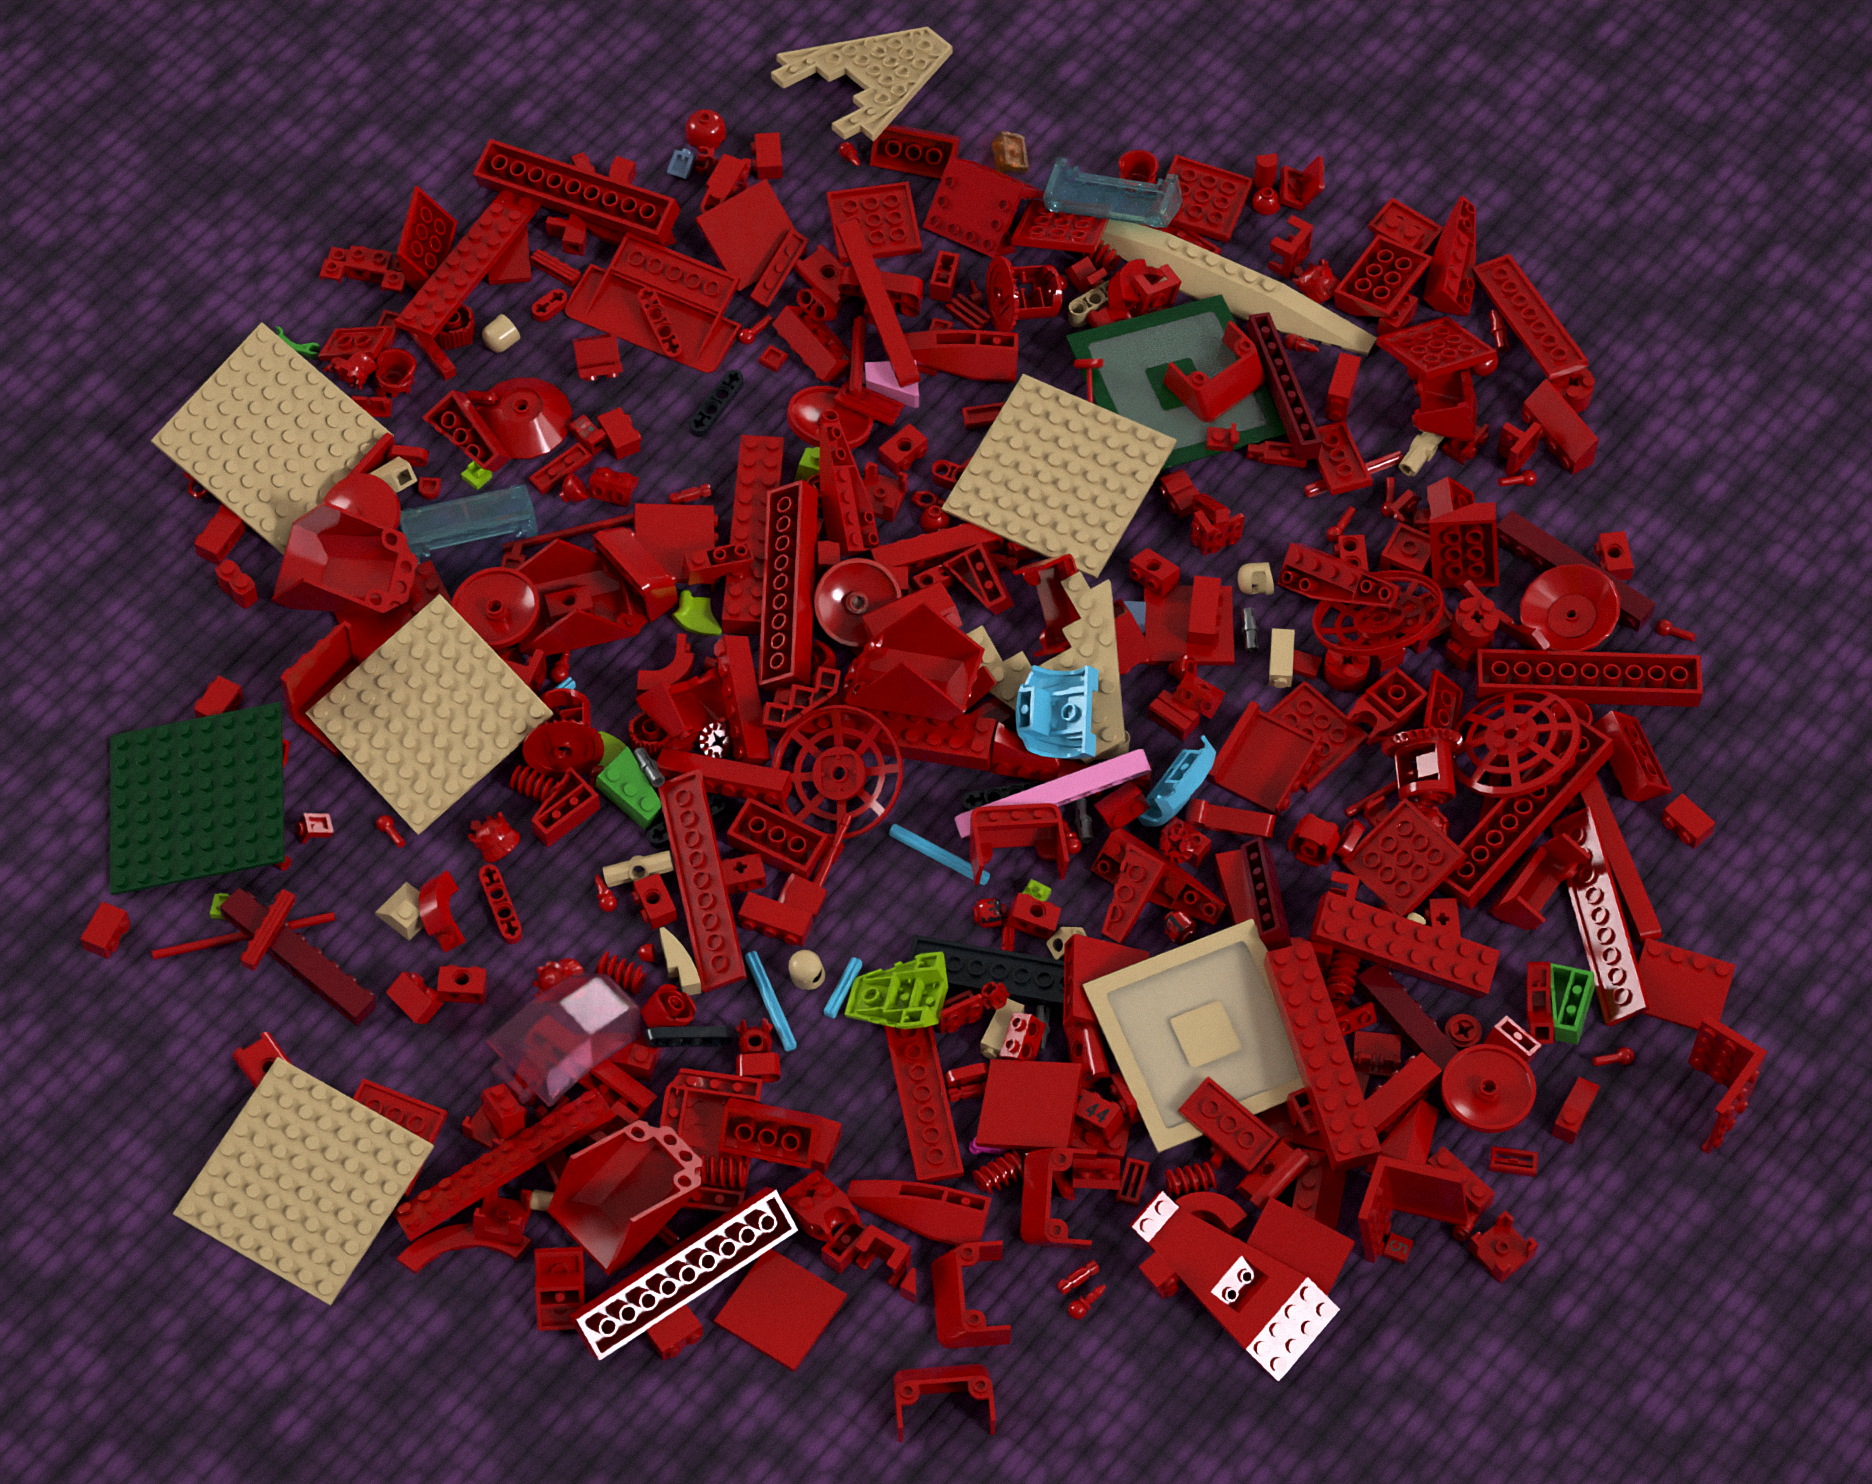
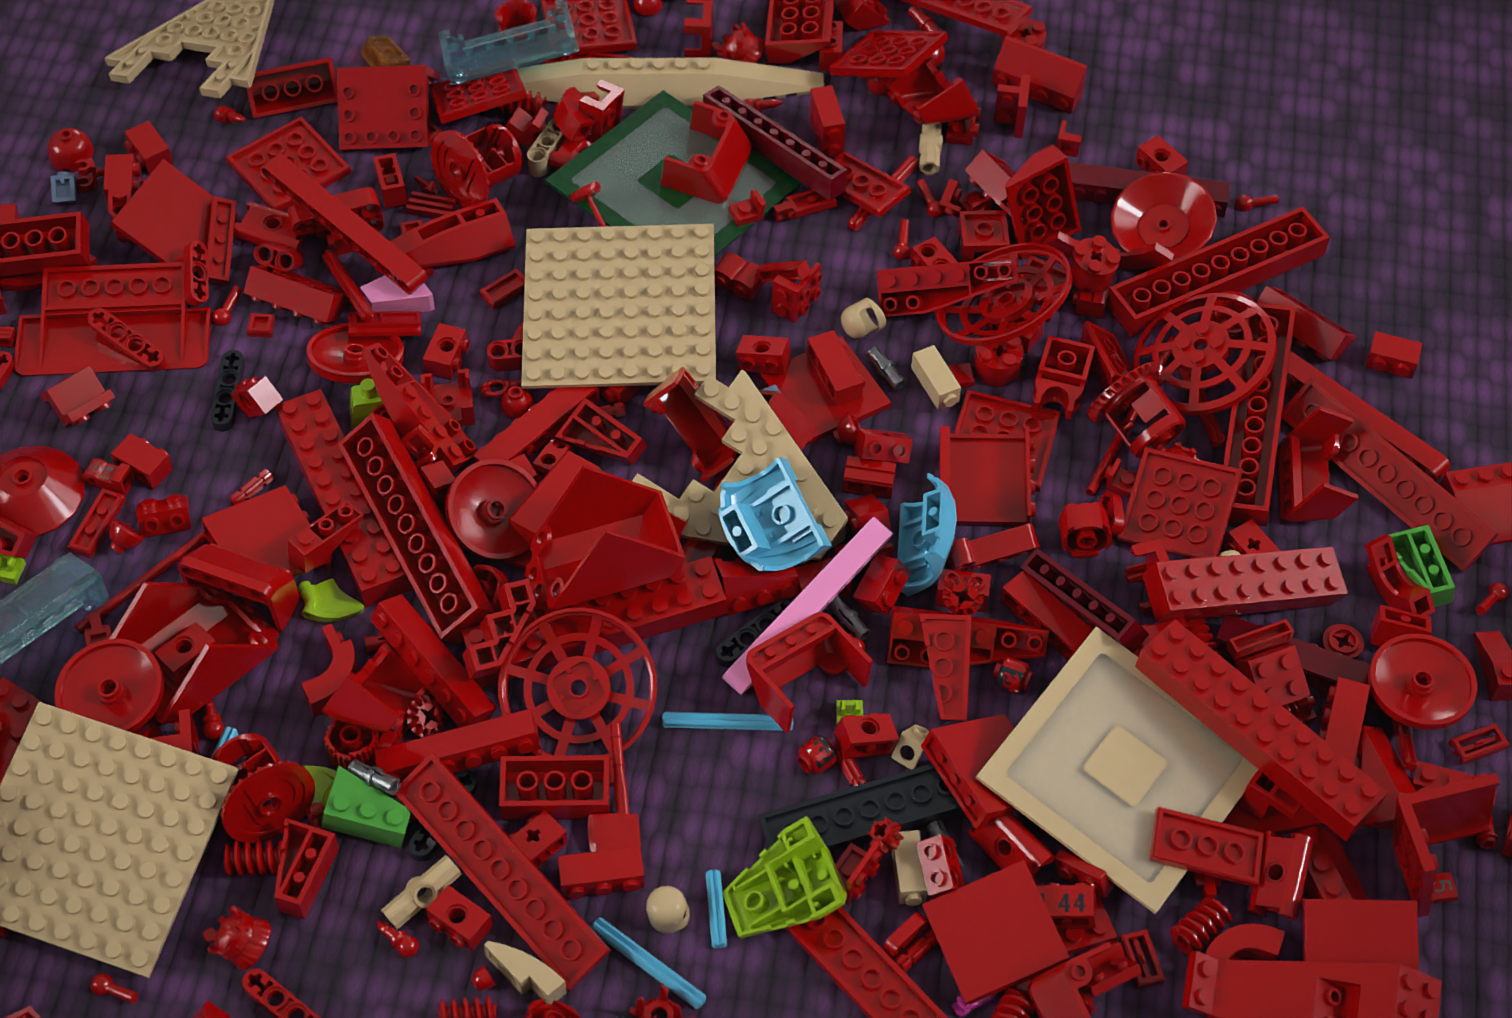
camera: 30 degrees left, 5 degrees down
(731, 420) = (256, 396): none -> brick
(734, 295) = (199, 263): none -> red beam
(830, 523) = (421, 445): none -> red bracket
(1150, 741) = (863, 509): none -> red brick
(1375, 1028) = (1277, 673): none -> red brick
(1386, 994) = (1260, 639): none -> red piece
(1443, 1134) = (1405, 745): none -> red axle
(1527, 478) = (1035, 131): red bar -> none
(1546, 500) = (1068, 143): none -> red panel

